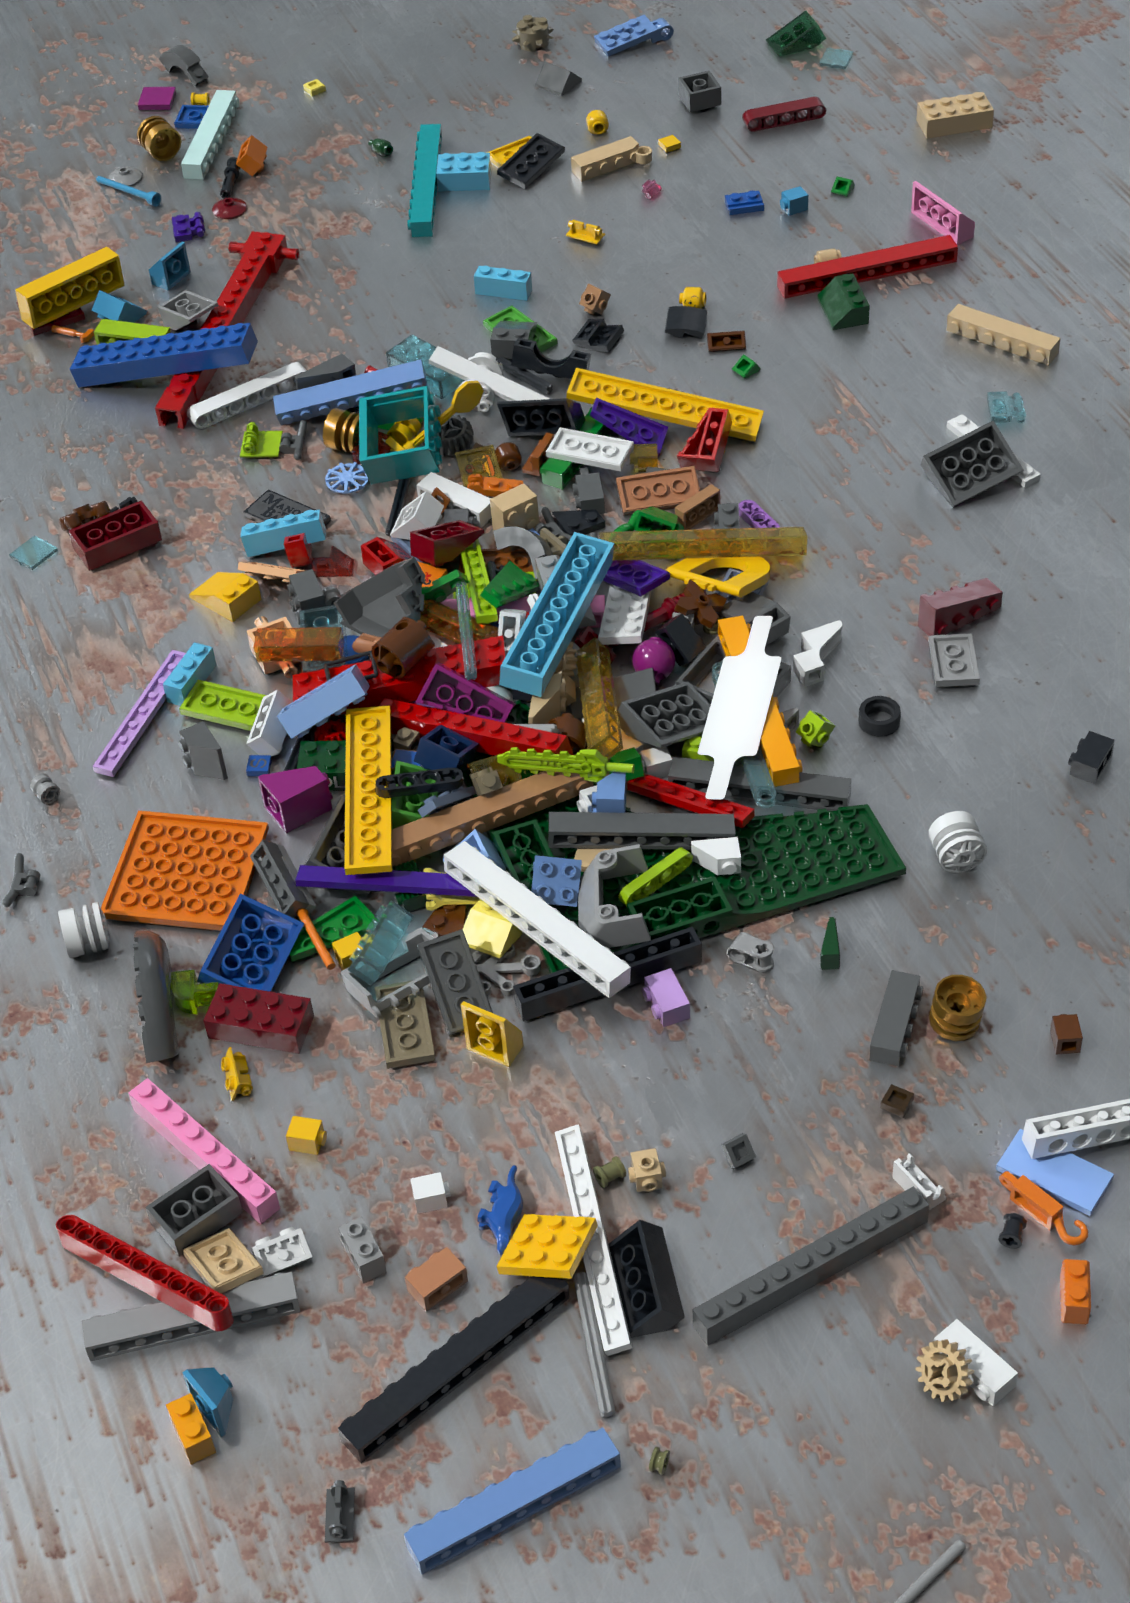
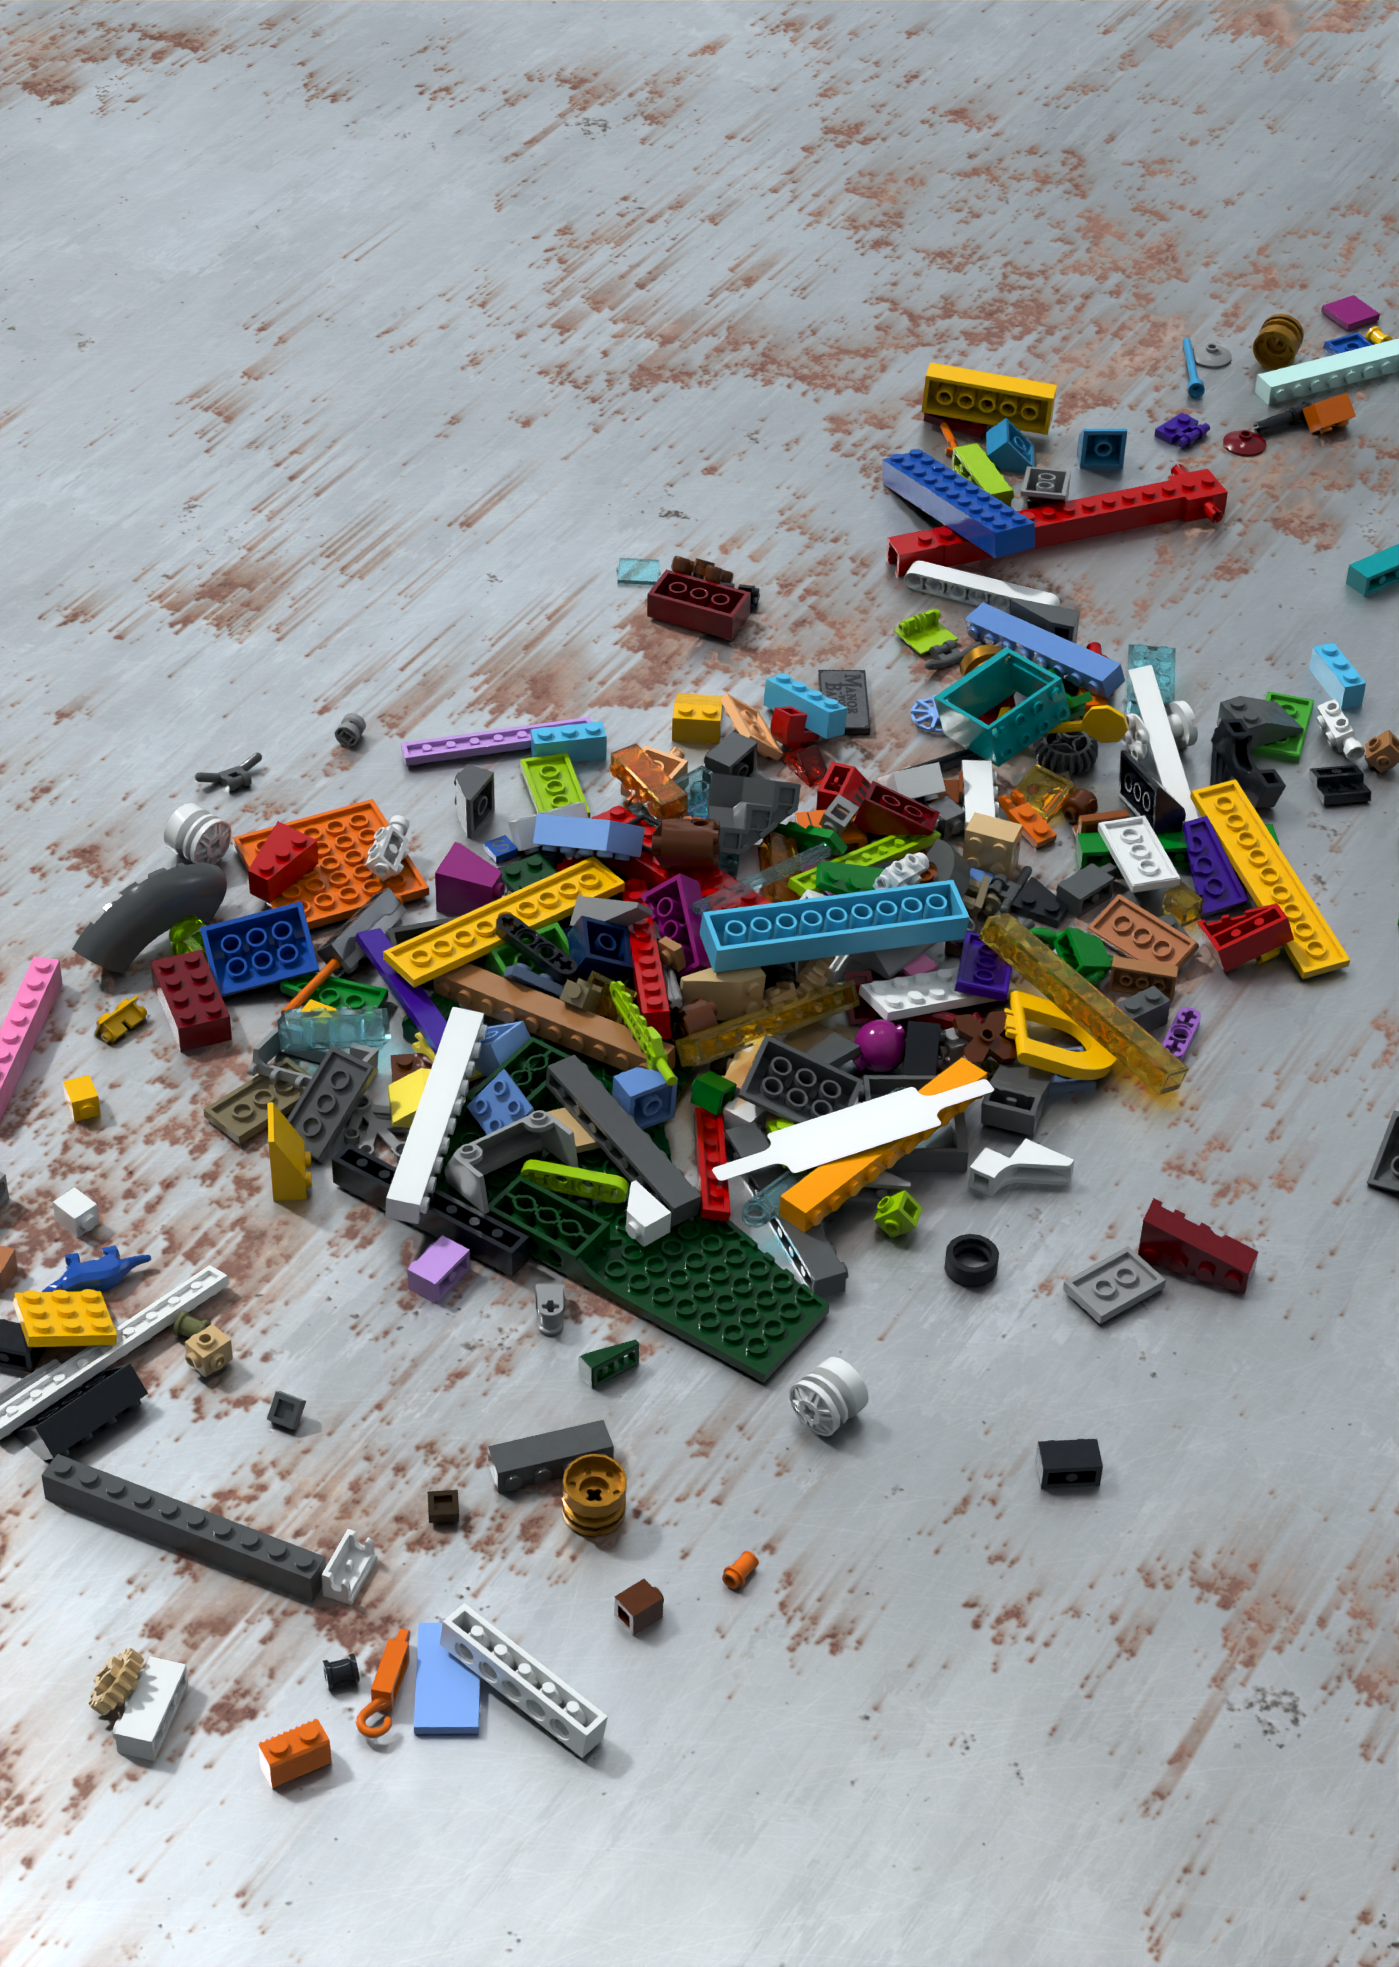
camera: 50 degrees right, 5 degrees down
(165, 890) = (281, 862): none -> red wedge
(214, 822) = (389, 849): none -> white brick
(409, 735) = (609, 910): none -> light grey slope
(428, 565) = (837, 819): none -> light grey brick
(491, 711) = (671, 954): none -> medium nougat plate
(523, 561) = (903, 872): none -> white brick
(550, 309) = (1339, 730): none -> white brick
(1069, 970) = (735, 1575): none -> orange pin

